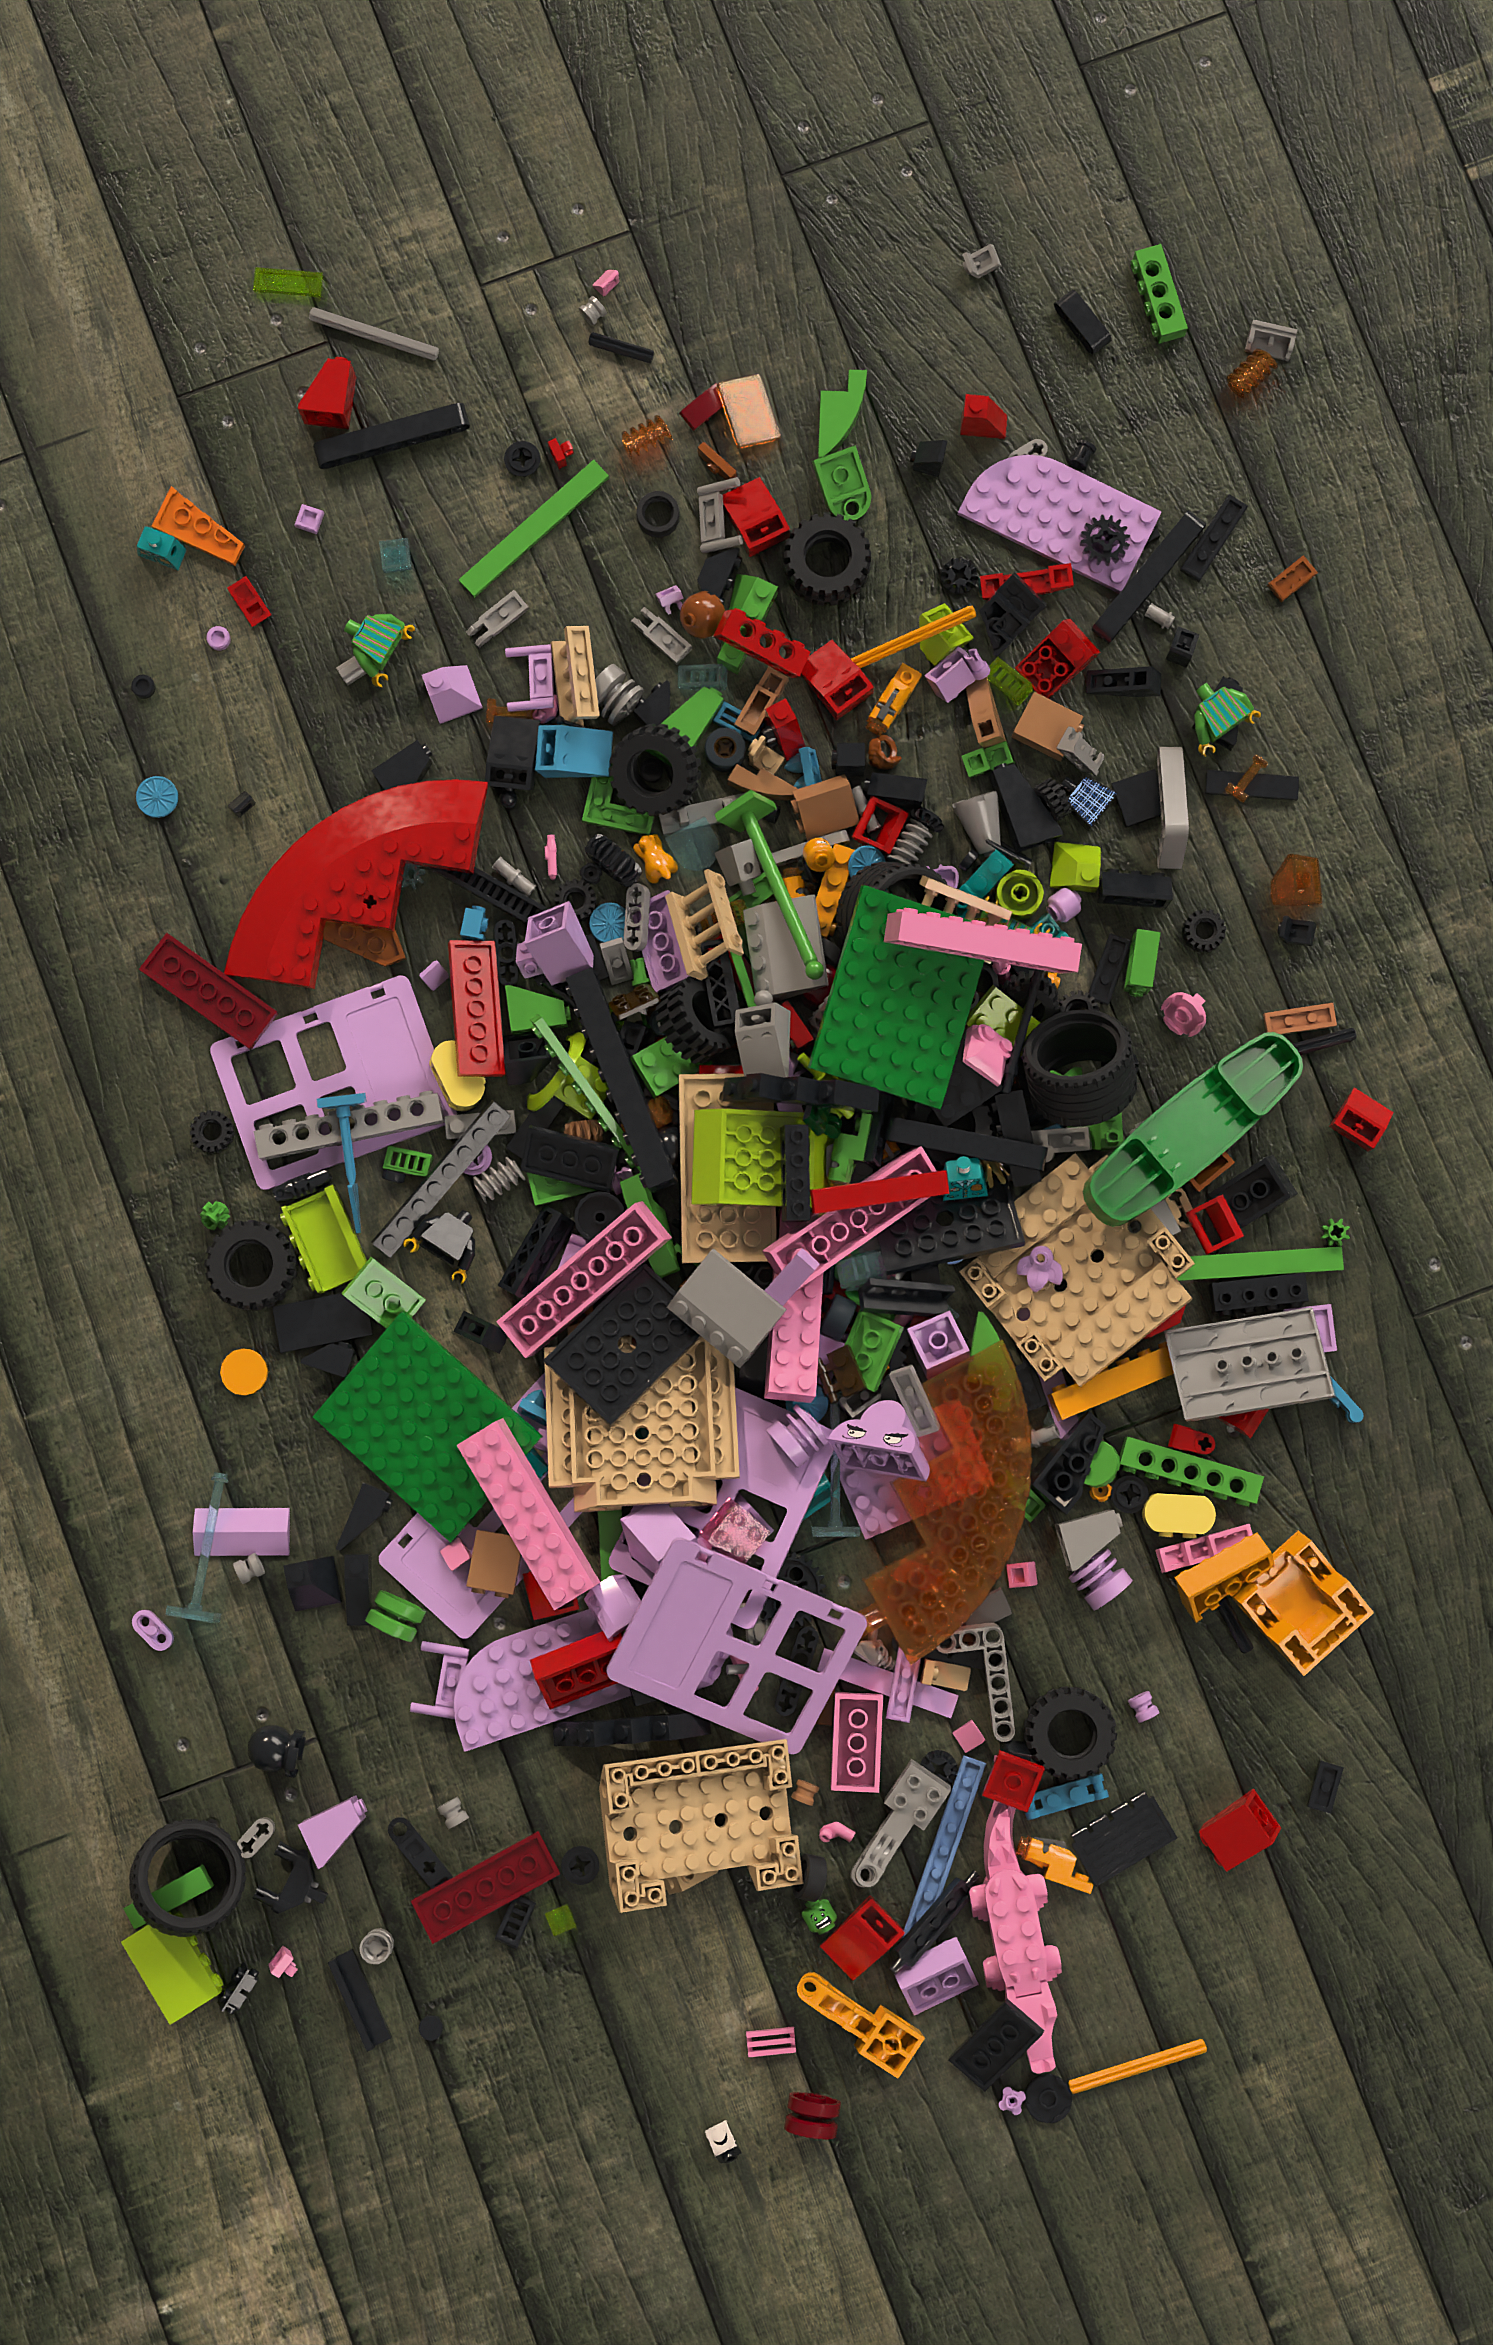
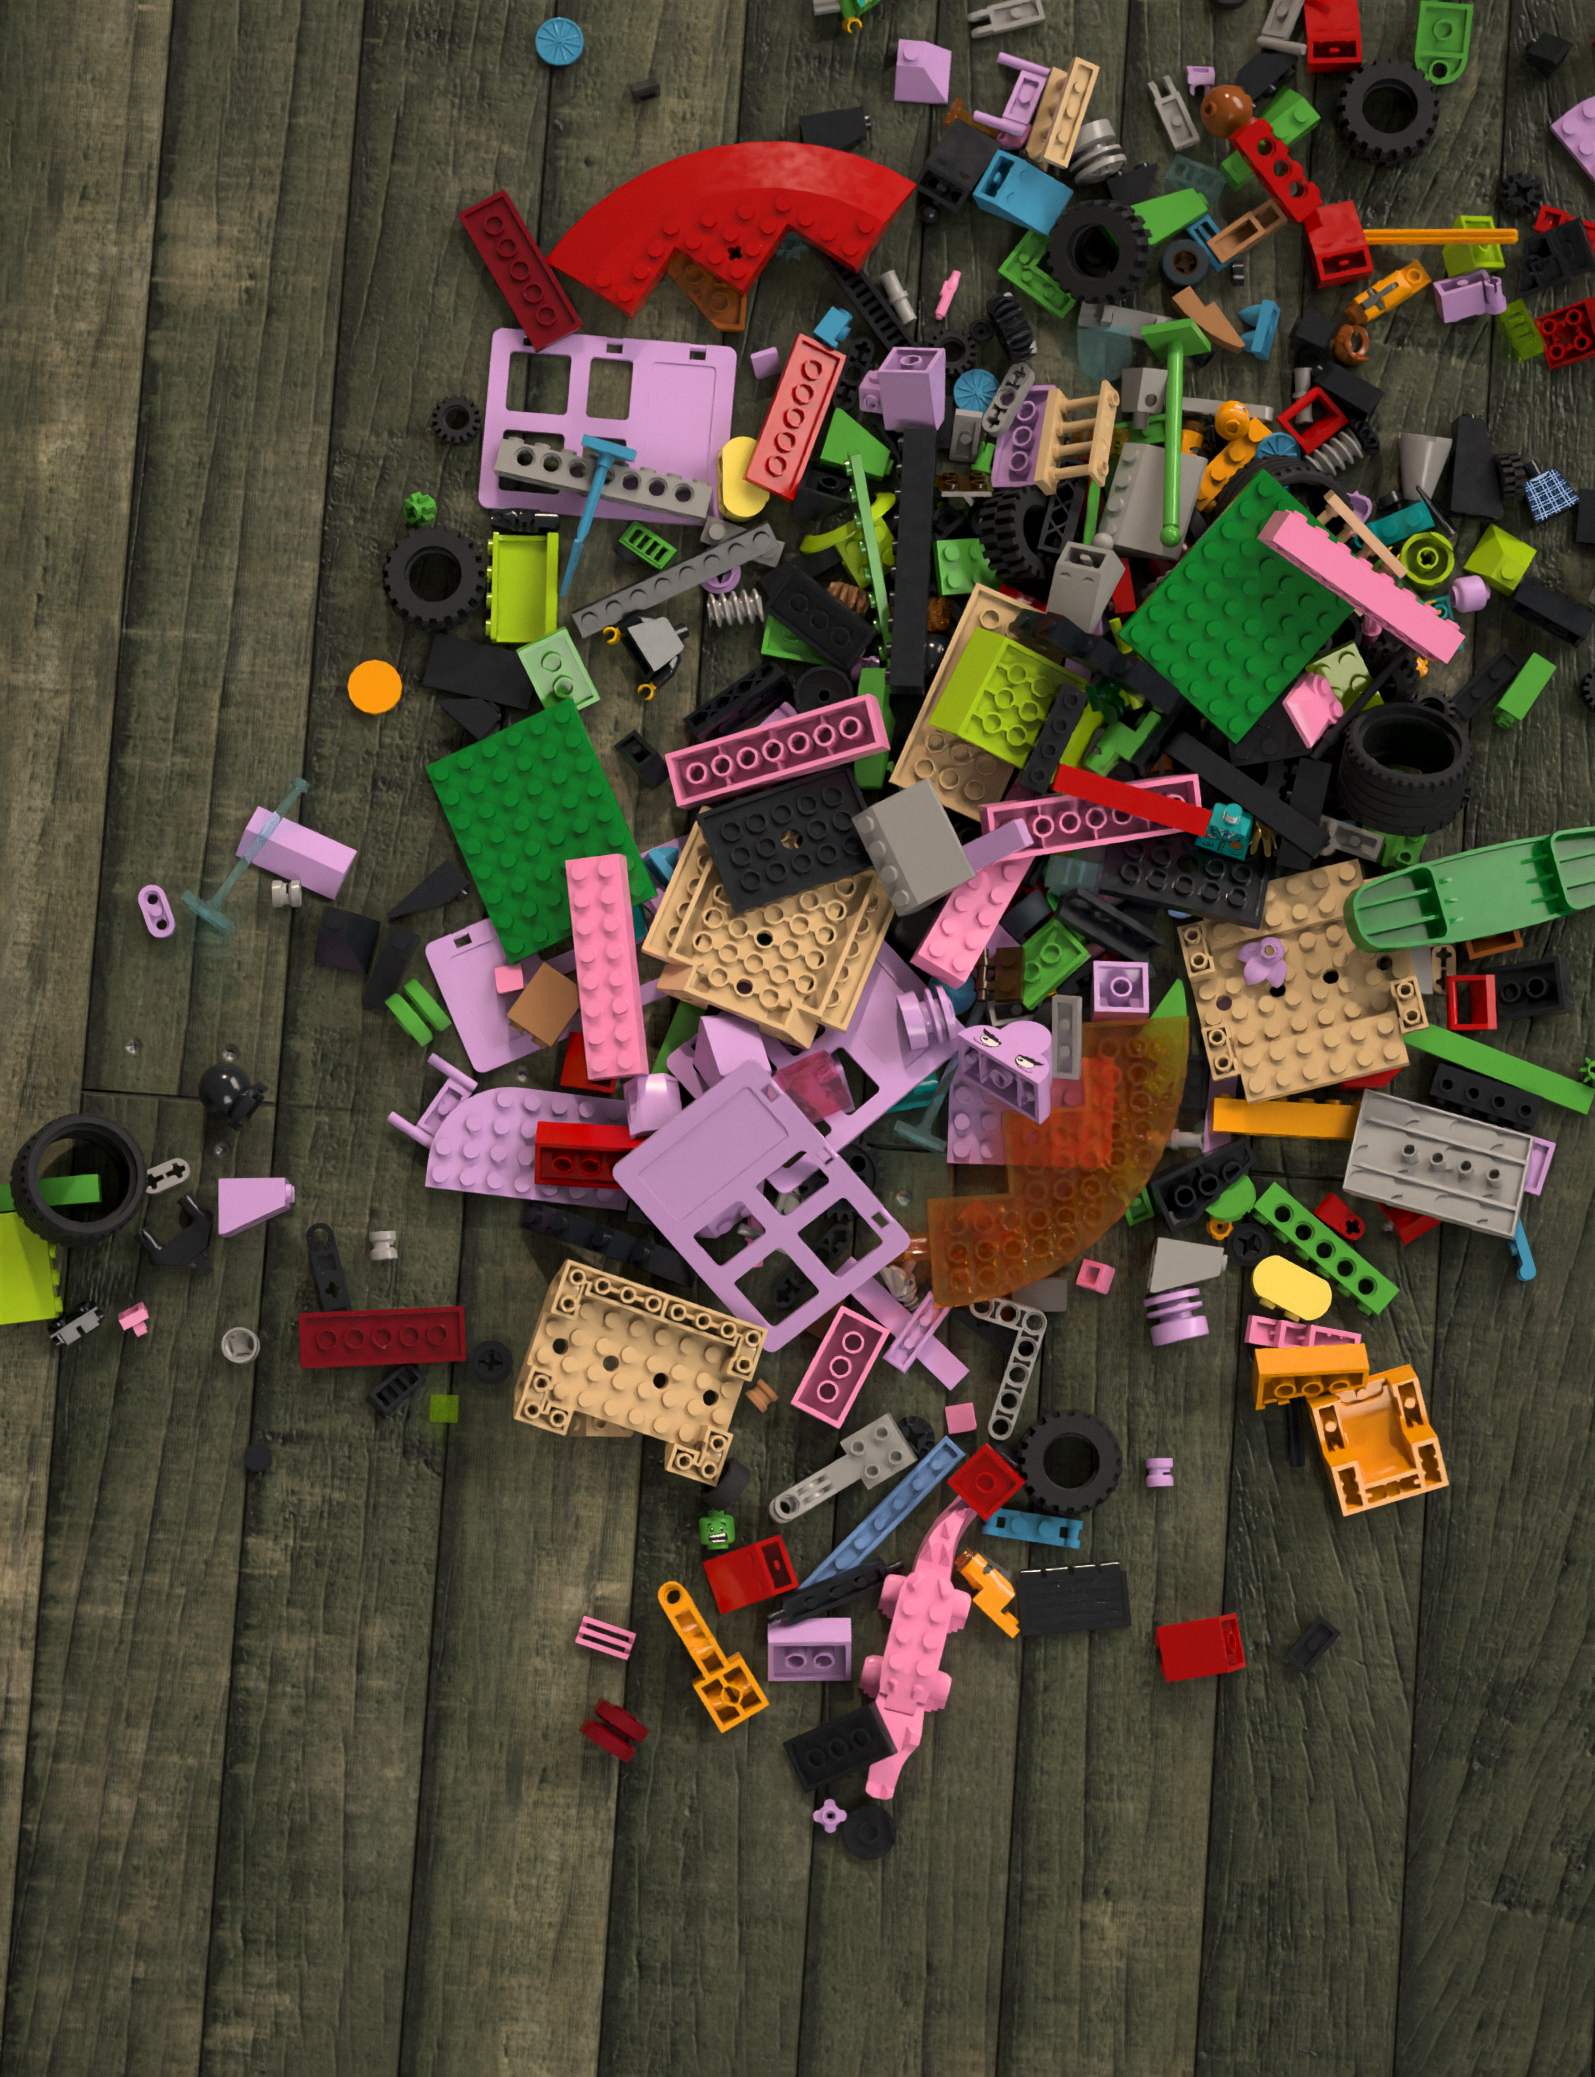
camera: 20 degrees right, 0 degrees up
(359, 1999) = (197, 1393): black fence -> none
(656, 860) = (1056, 350): light orange animal -> none
(723, 2142) = (507, 1717): bracket -> none
(763, 757) = (1220, 290): tan bracket -> none
(785, 728) = (1259, 270): red slope -> none
(824, 807) = (1261, 374): medium nougat brick -> none
(834, 1830) = (774, 1450): bright pink arm -> none
(945, 1674) = (966, 1342): tan bracket -> none
(984, 713) = (1478, 353): medium nougat slope -> none
(984, 760) = (1455, 402): bright green slope -> none
(1045, 724) = (1540, 398): medium nougat brick -> none
(1079, 751) = (1561, 439): light grey hinge -> none
(1137, 2066) = (978, 1842): light orange axle -> none
(1184, 1013) = (1543, 766): bright pink tile -> none

